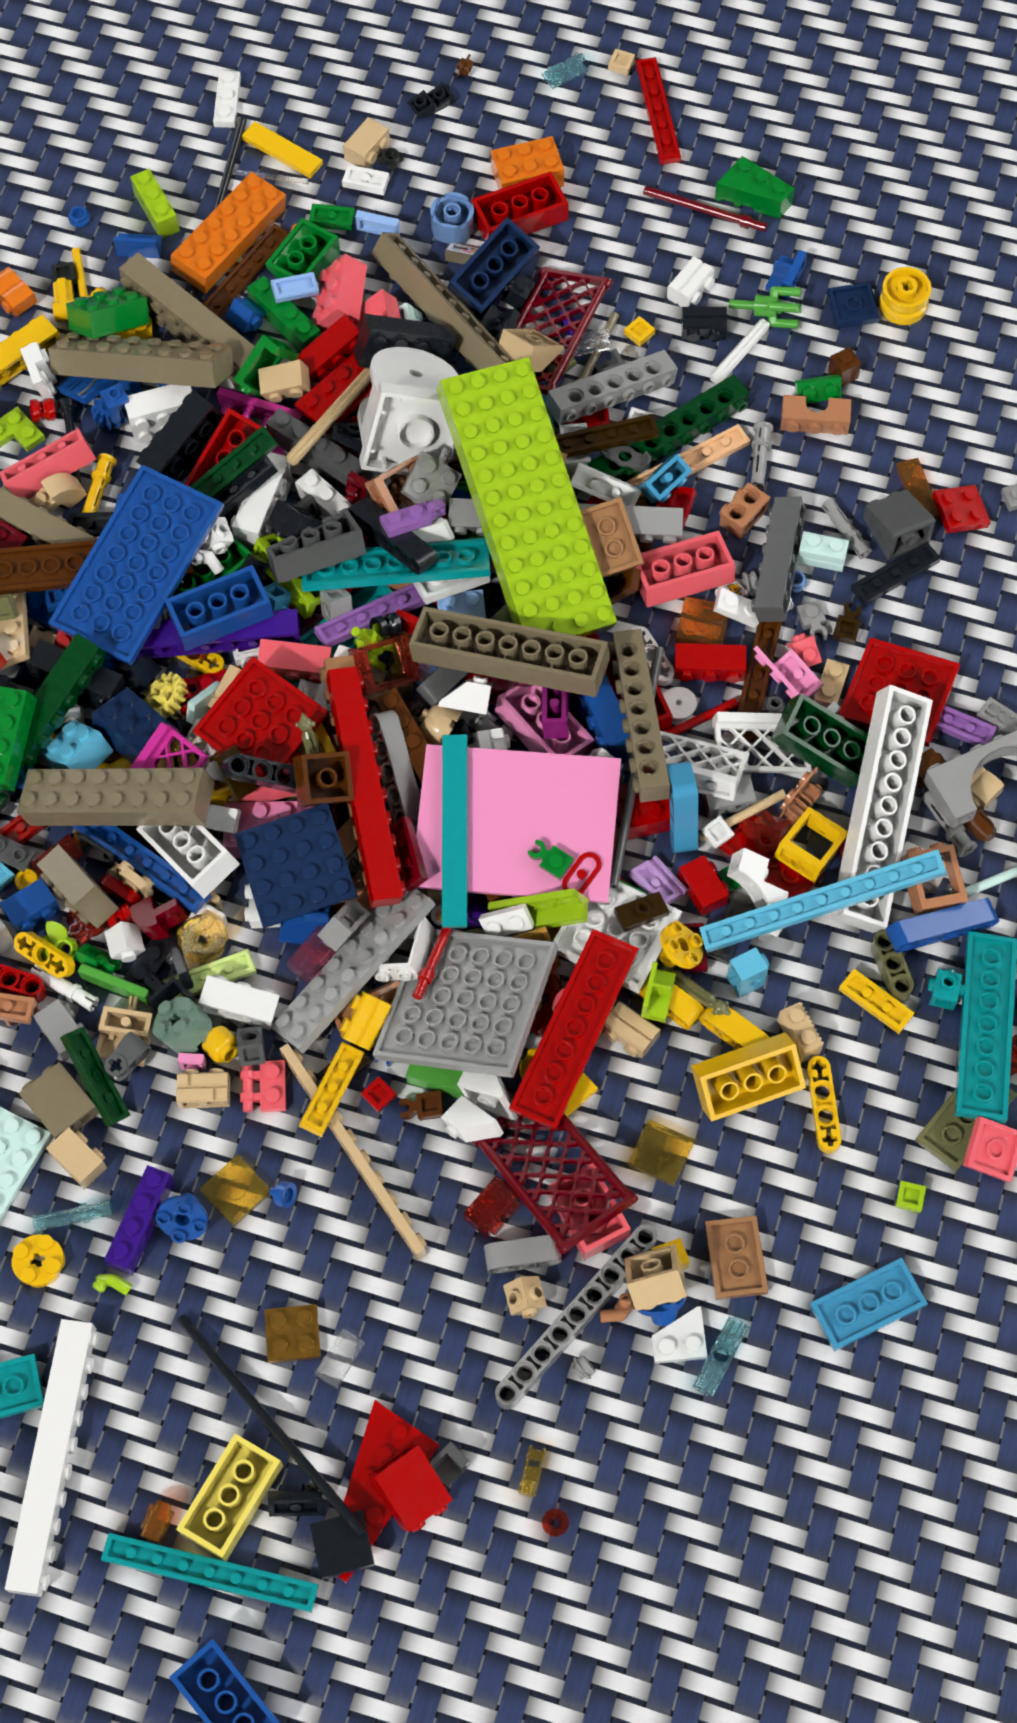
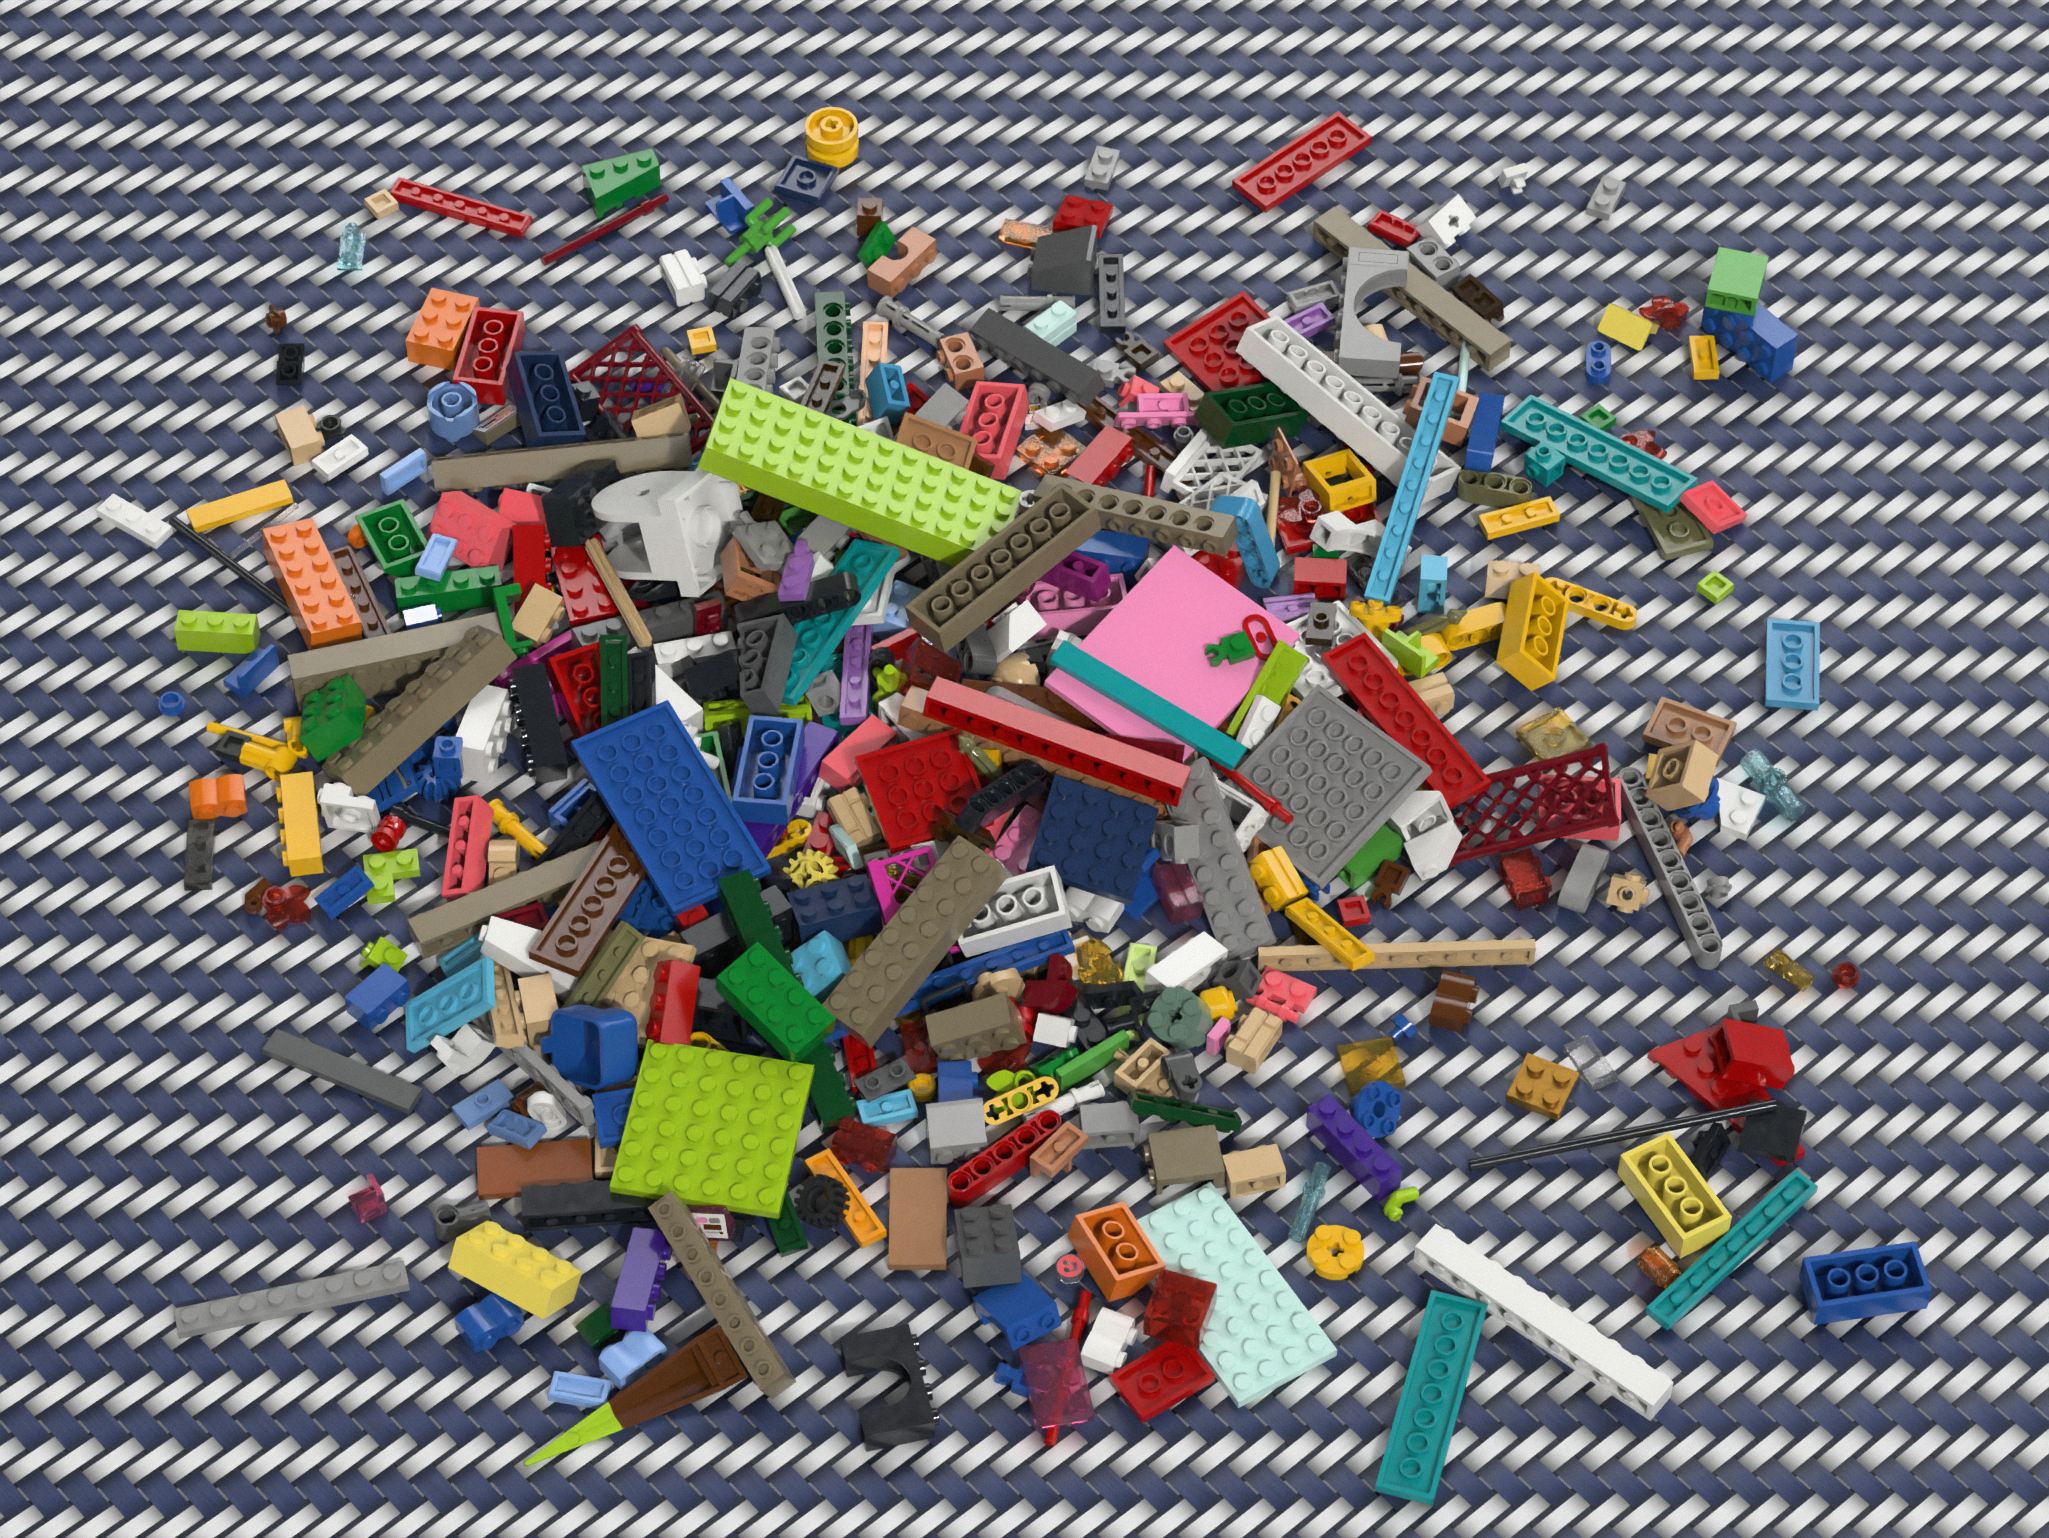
camera: 60 degrees left, 15 degrees down
(323, 778) = (1034, 758): reddish brown brick -> none
(332, 216) = (361, 500): green plate -> none
(332, 1218) = (1452, 1001): none -> reddish brown brick
(717, 832) = (1281, 539): white tile -> none

